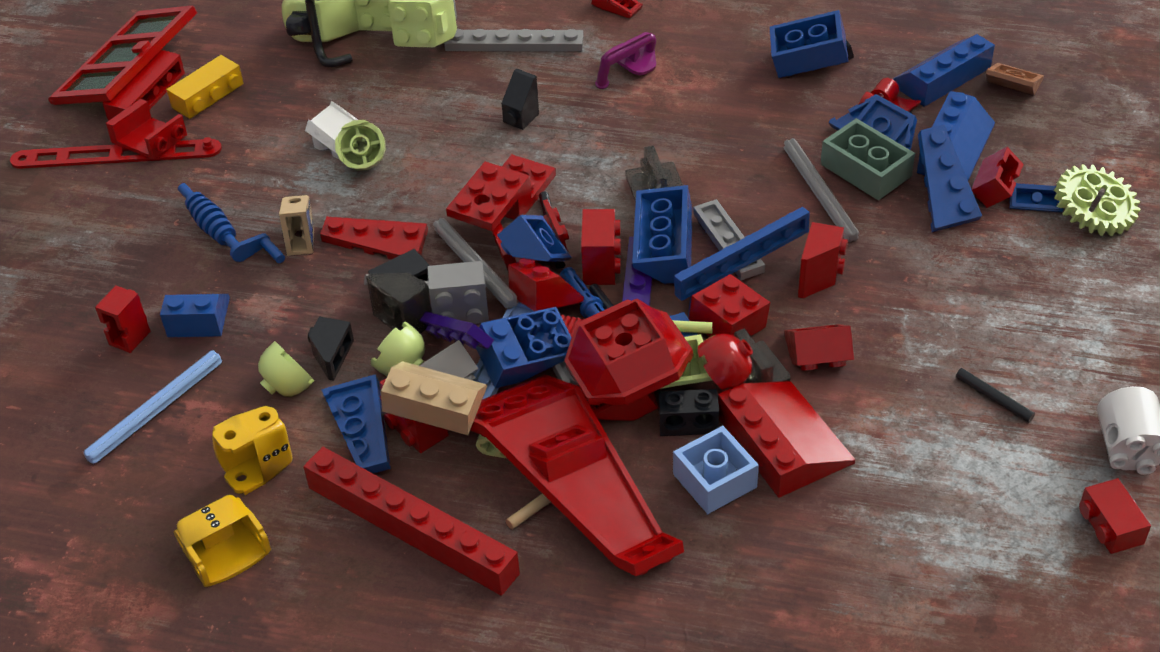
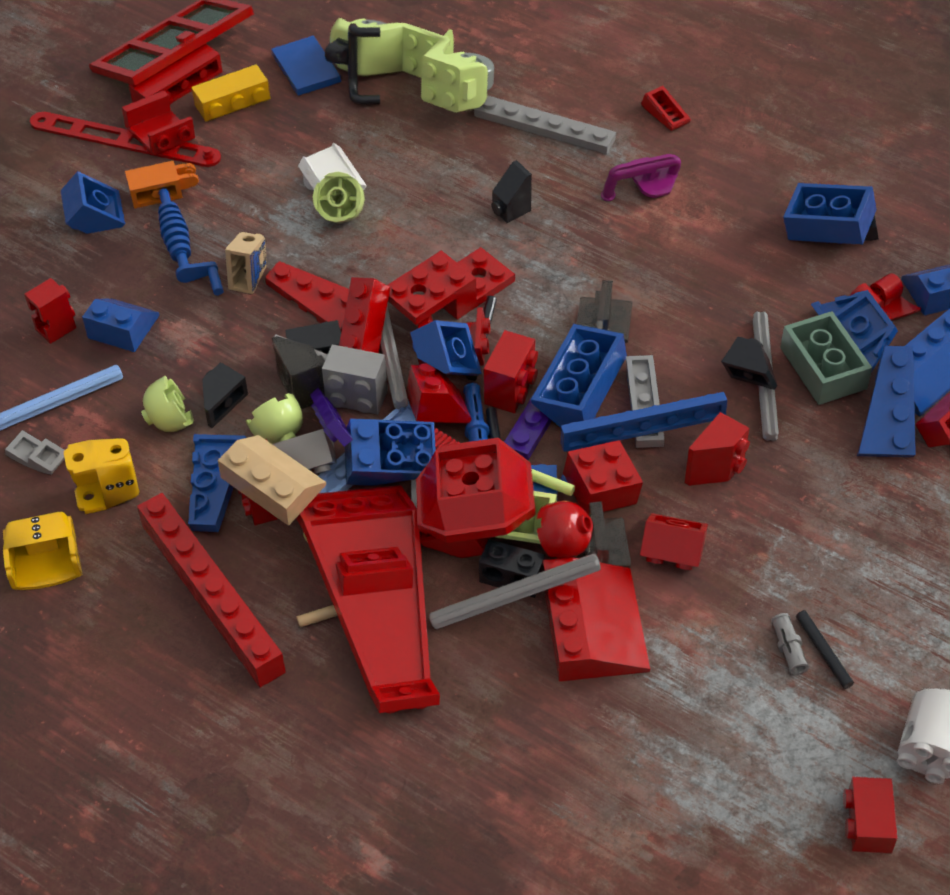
camera: 20 degrees right, 5 degrees up
(113, 217) = (91, 205): none -> blue slope
(161, 184) = (147, 181): none -> orange hinge
(167, 456) = (35, 454): none -> light grey slope
(265, 47) = (305, 65): none -> blue tile
(441, 231) = (364, 314): none -> red brick
(715, 469) = (506, 634): light blue brick -> none
(718, 418) = (515, 591): none -> light grey axle
(807, 181) = (749, 363): none -> black slope
(976, 410) = (790, 644): none -> light grey pin

